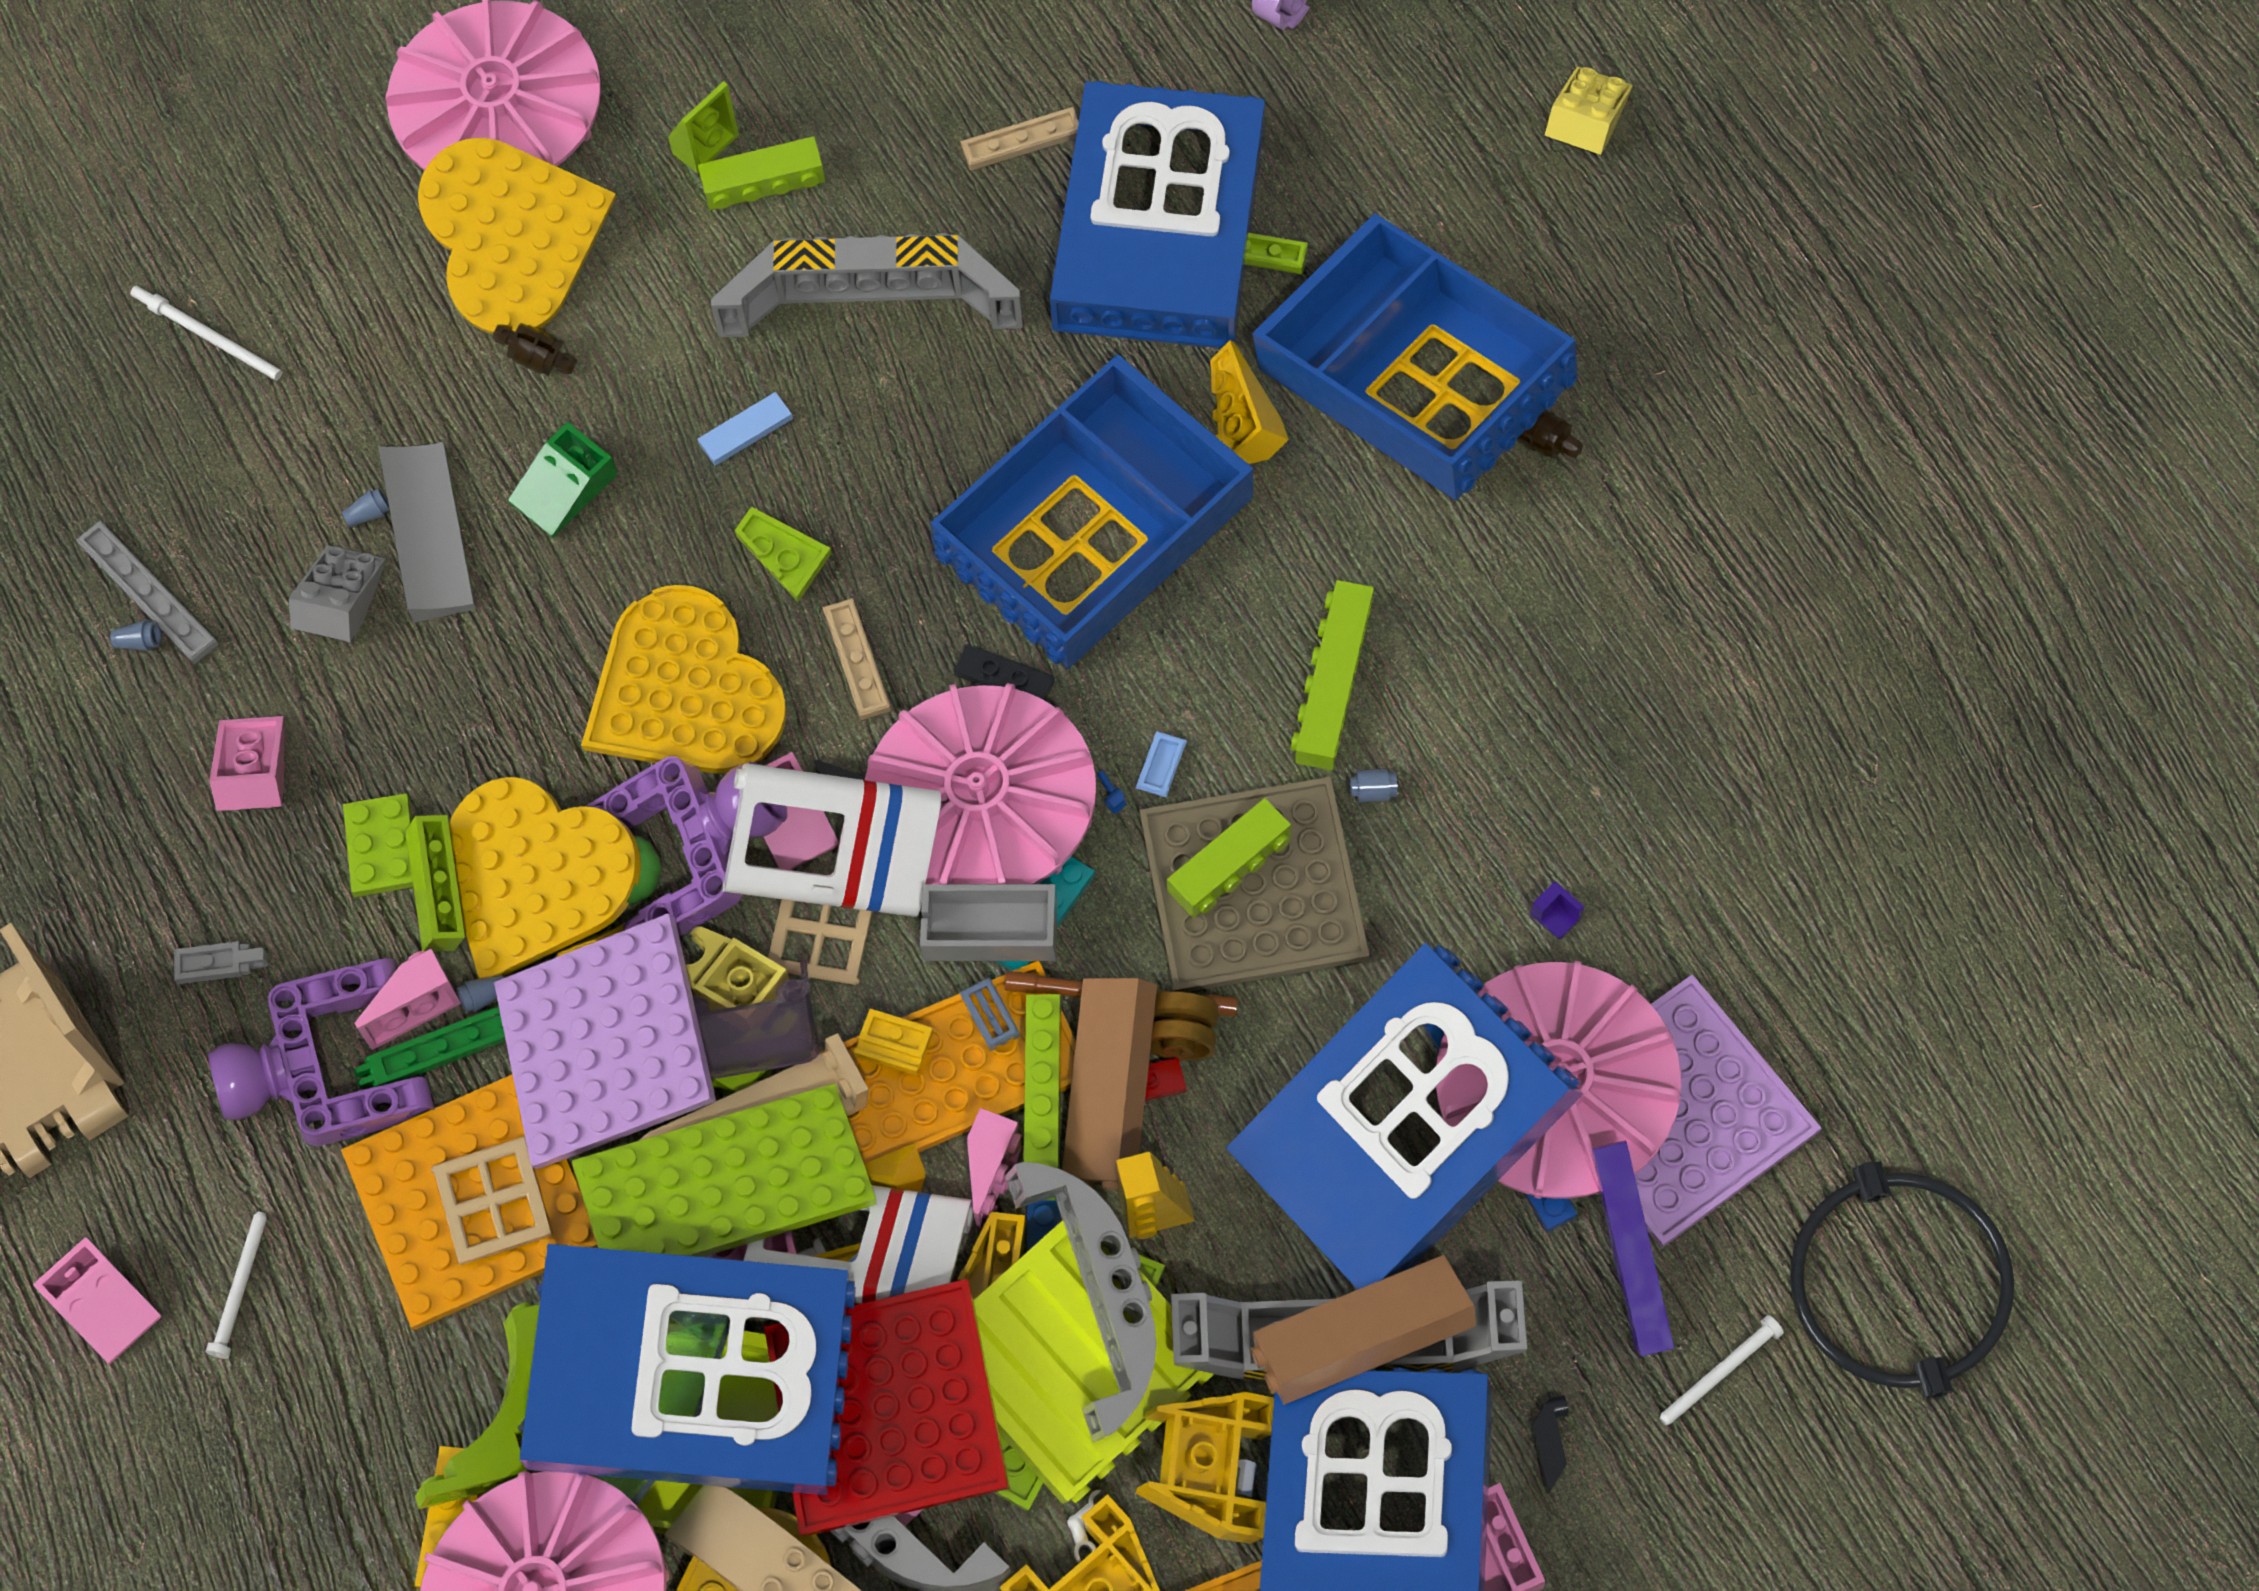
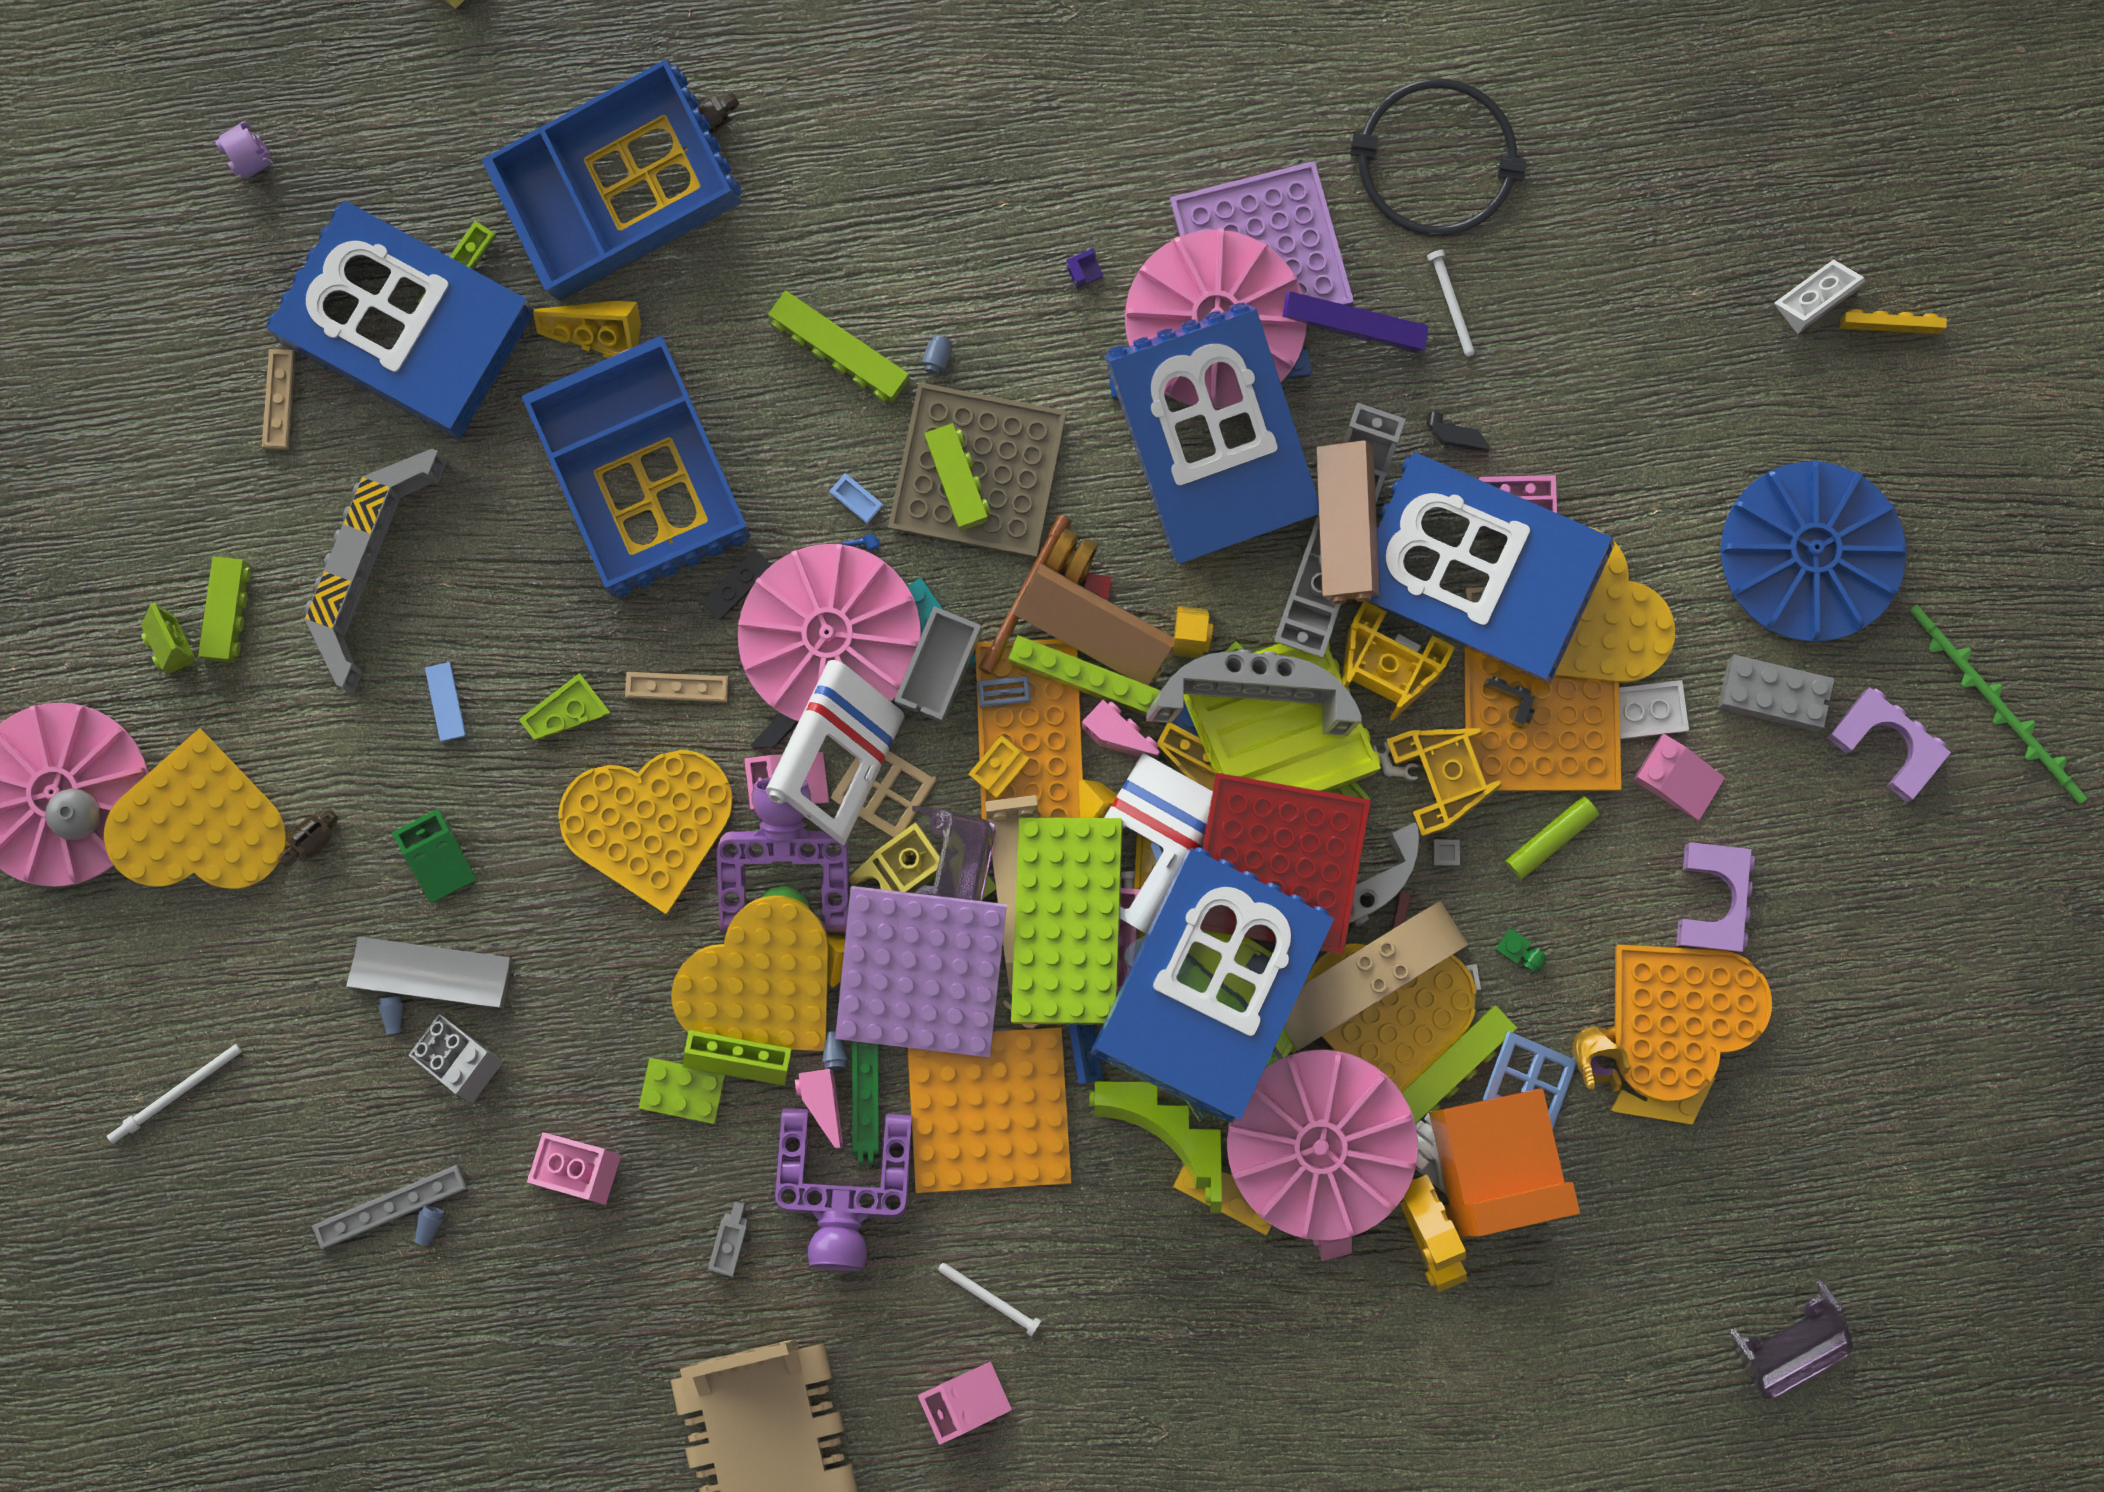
camera: 70 degrees left, 15 degrees up
(470, 106) = (72, 814): none -> light grey cylinder
(491, 1201) = (1001, 1094): tan window -> none

